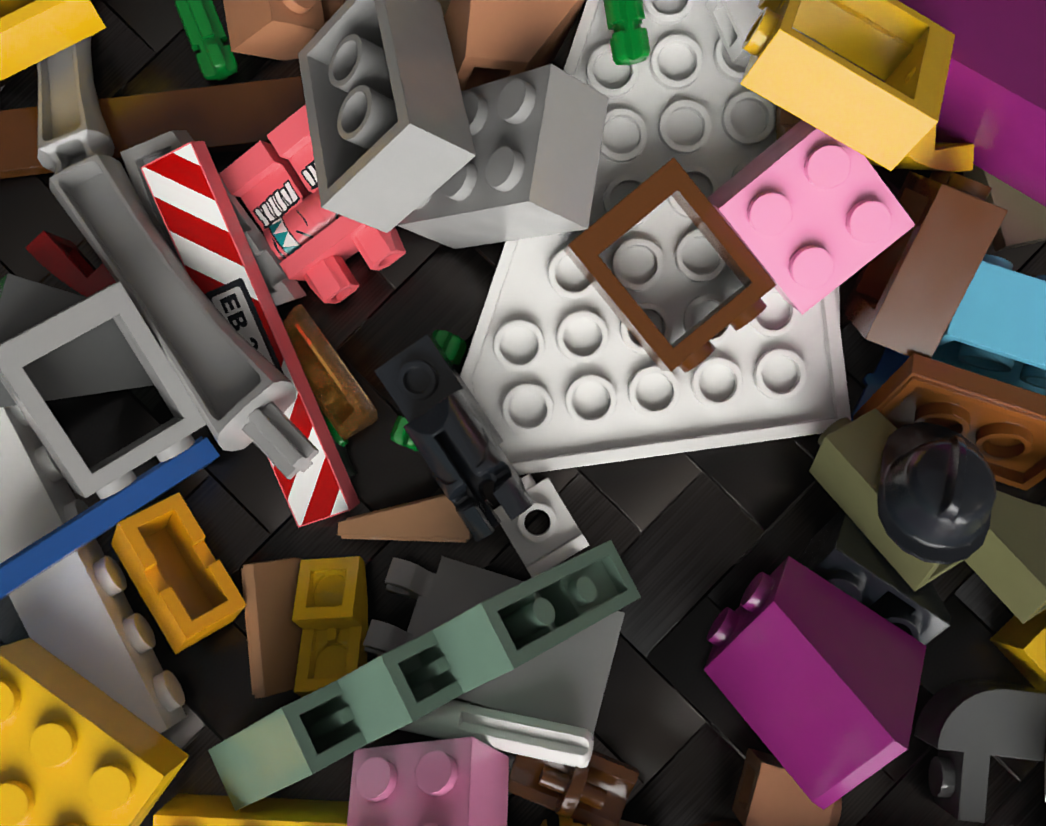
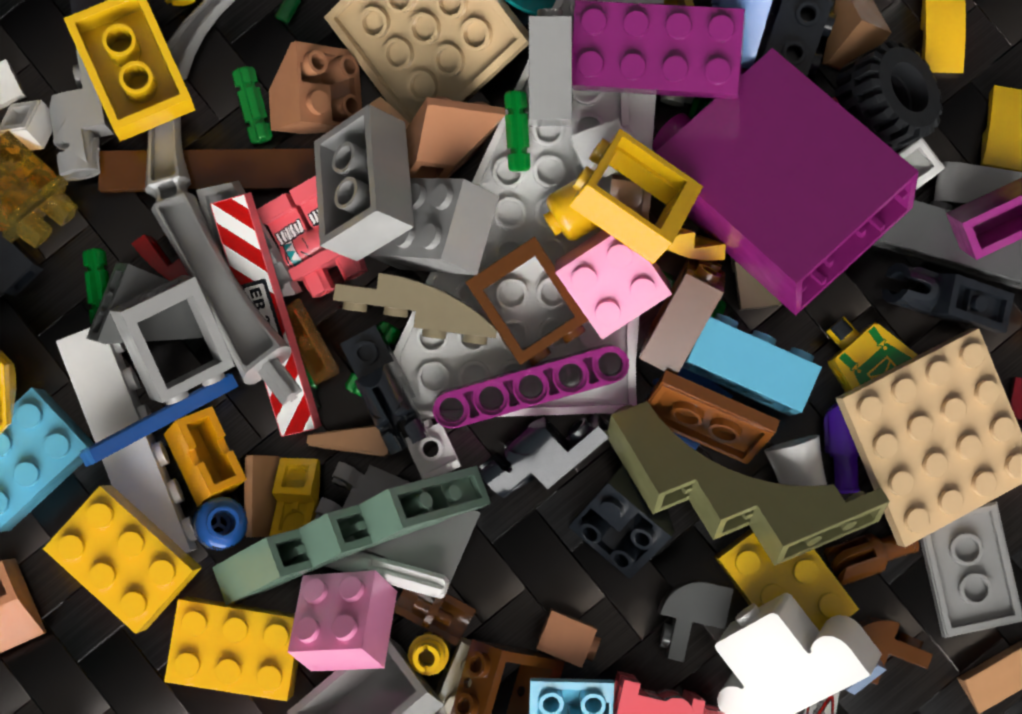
camera: 10 degrees right, 0 degrees up
(216, 704) = (233, 517): none -> blue head
(521, 296) = (435, 309): none -> dark tan slope
(717, 510) = (542, 453): none -> black plate
(720, 402) = (513, 398): none -> magenta beam
(727, 116) = (565, 219): none -> yellow head
(817, 678) = (586, 558): magenta slope -> none
(935, 493) = (668, 454): black piece -> none

